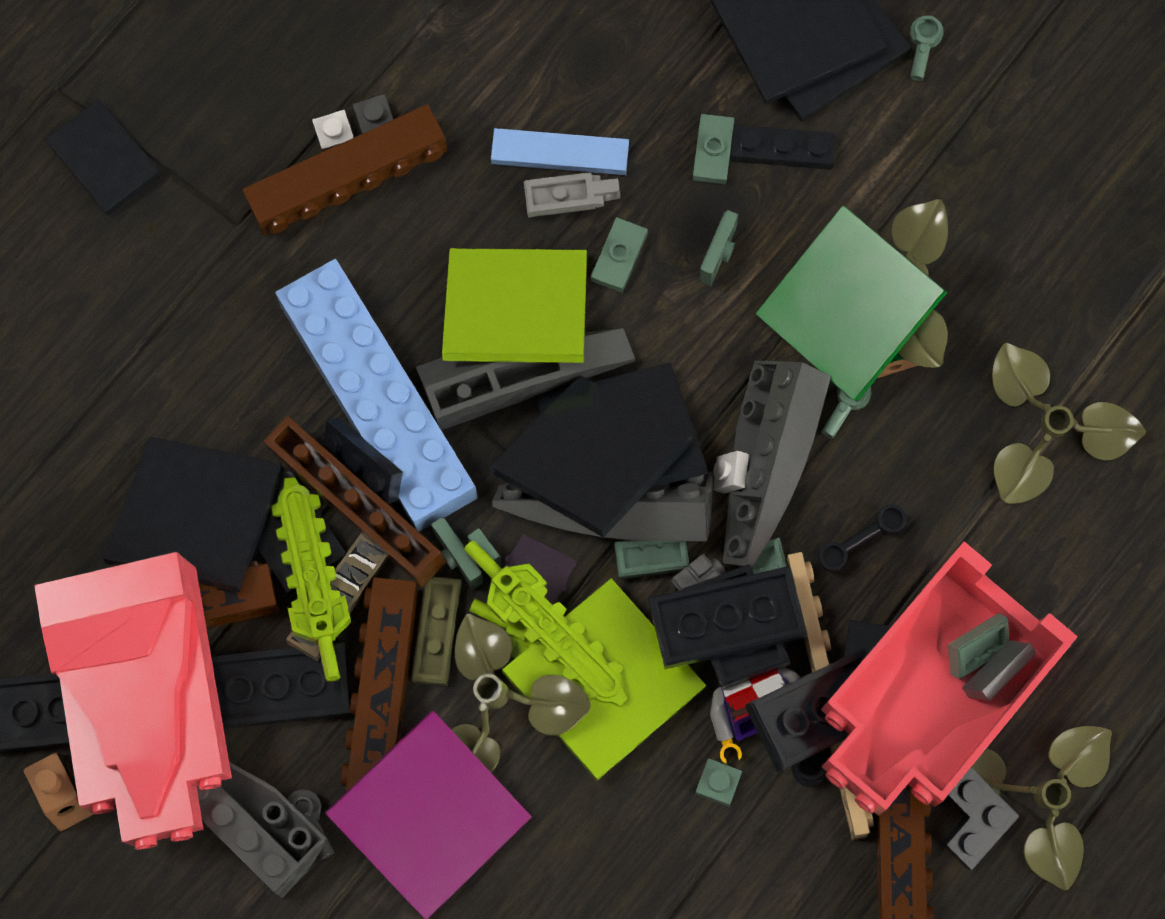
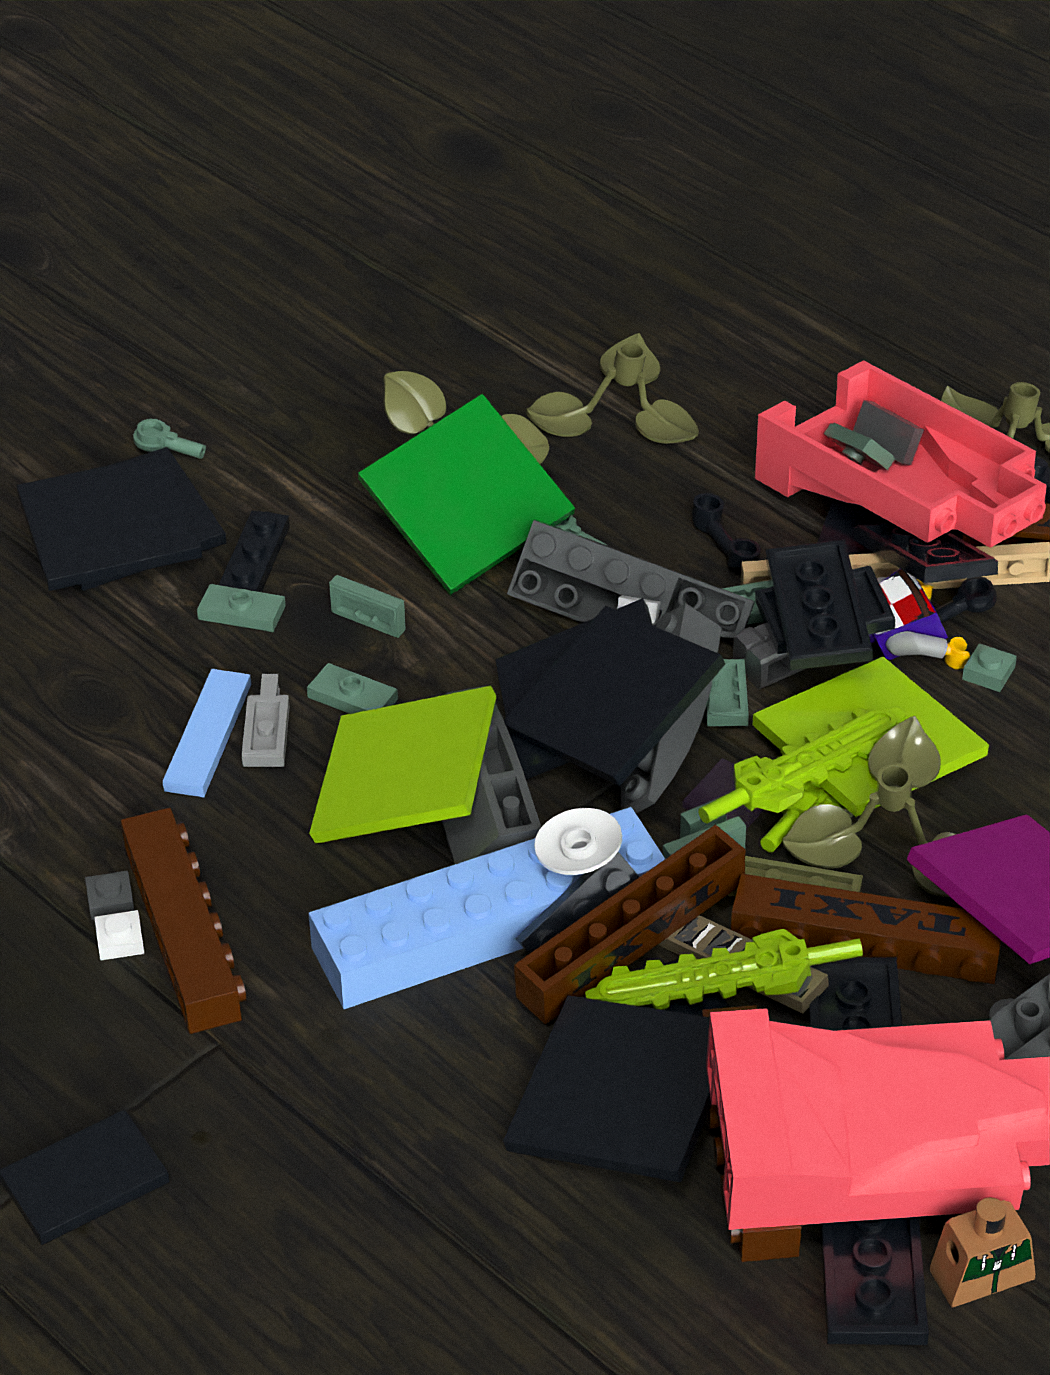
camera: 85 degrees left, 30 degrees down
(400, 431) = (578, 841): none -> white dish

